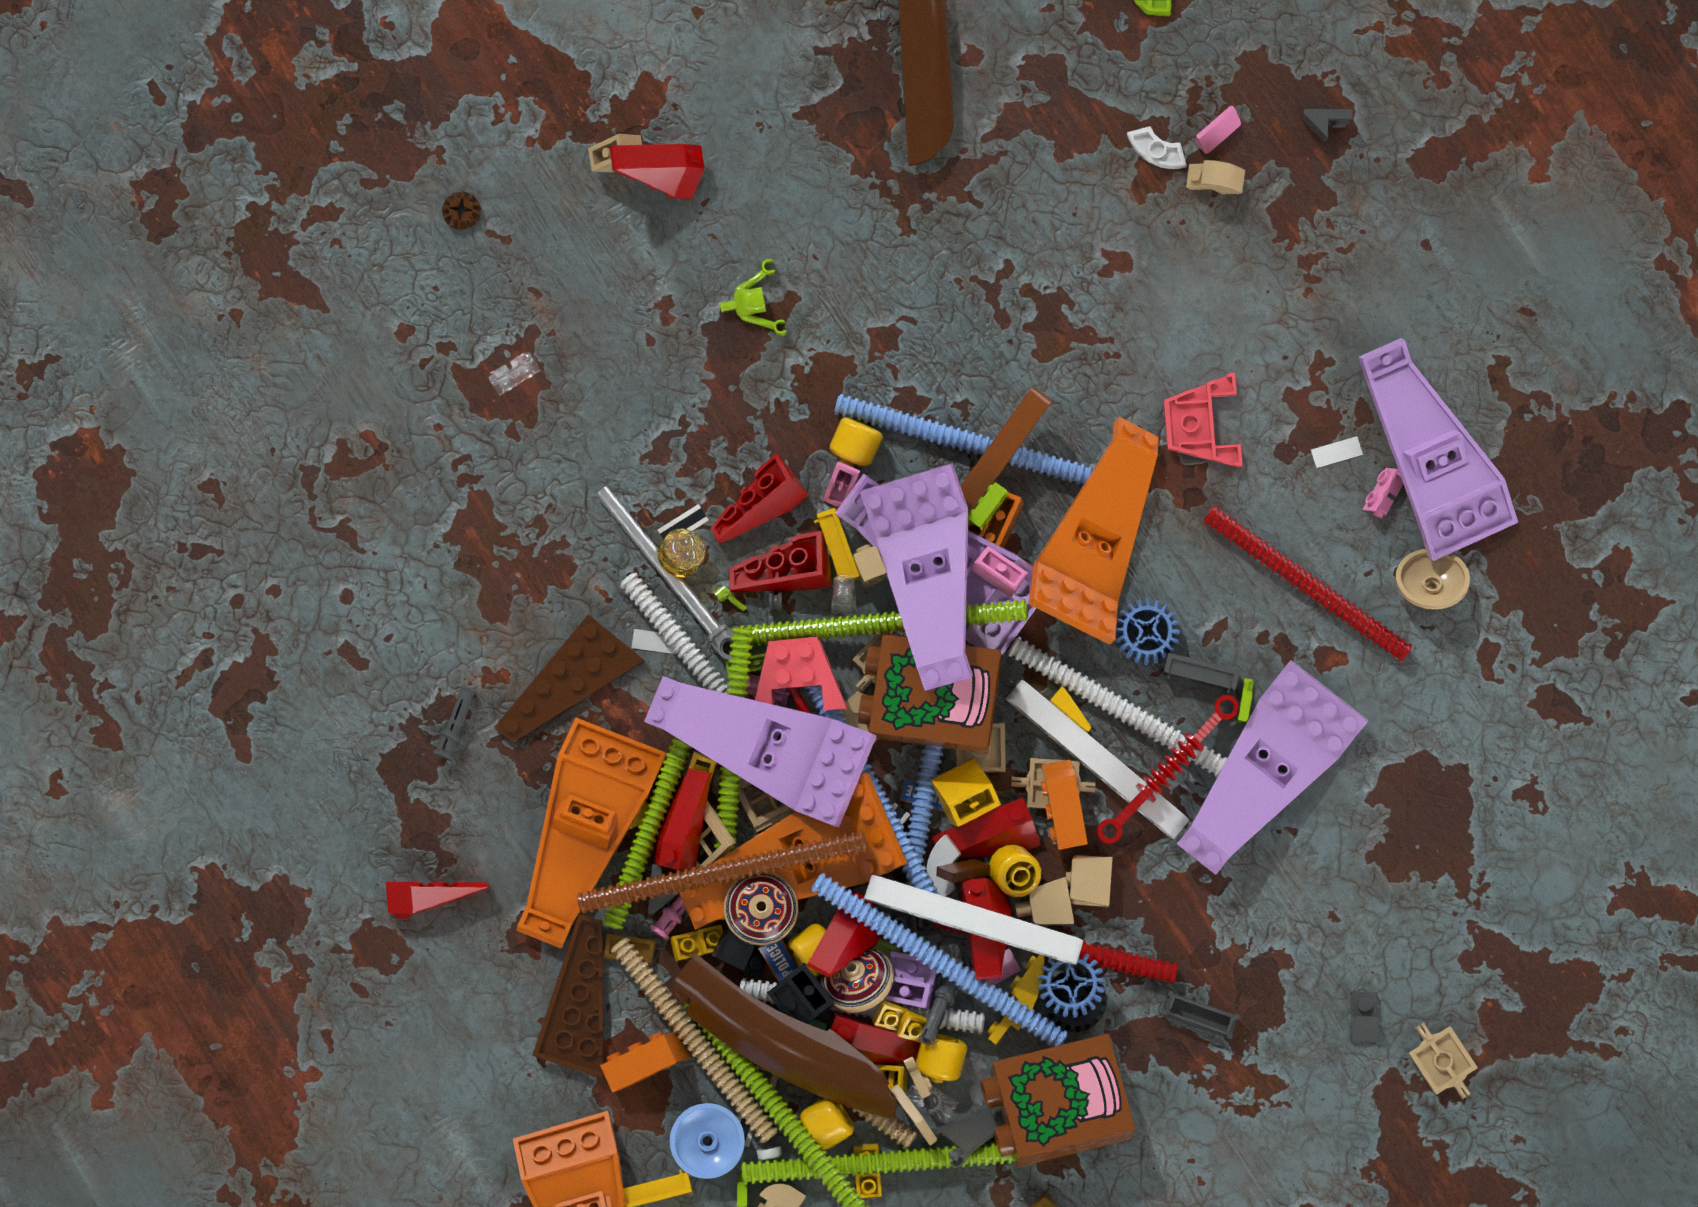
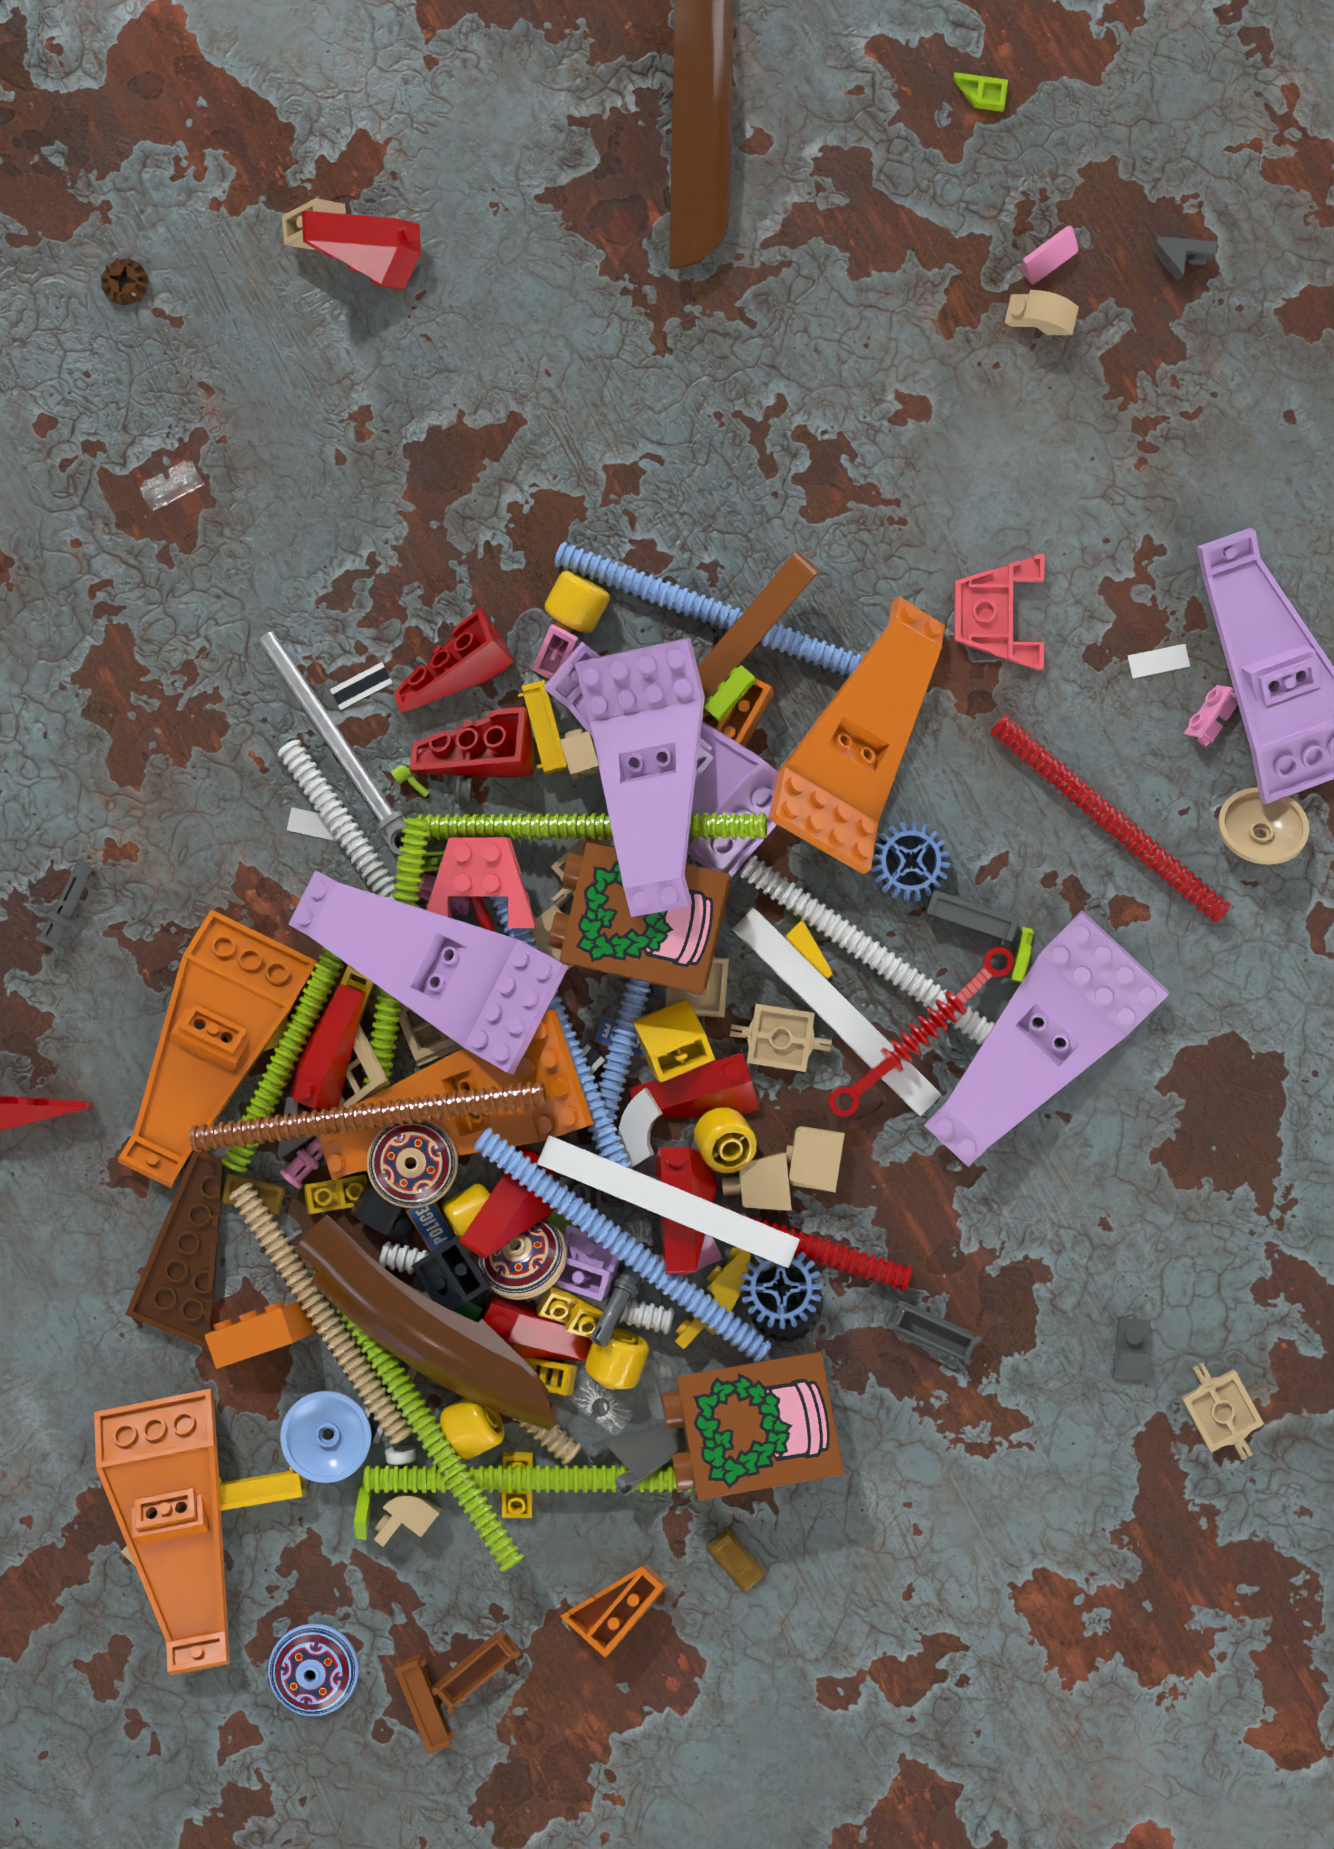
camera: 10 degrees right, 5 degrees up
(575, 672) = (217, 853): reddish brown wing -> none
(681, 552) = (354, 720): clear yellow head -> none
(751, 301) = (465, 420): lime piece -> none
(843, 595) = (546, 788): clear piece -> none
(914, 1114) = (576, 1428): tan tile -> none
(921, 1083) = (590, 1388): tan plate -> none
(963, 870) = (662, 1135): reddish brown tile -> none
(999, 571) = (736, 775): bright pink slope -> none
(1063, 805) = (790, 1065): orange wedge -> none
(1155, 150) = (971, 274): white tile -> none

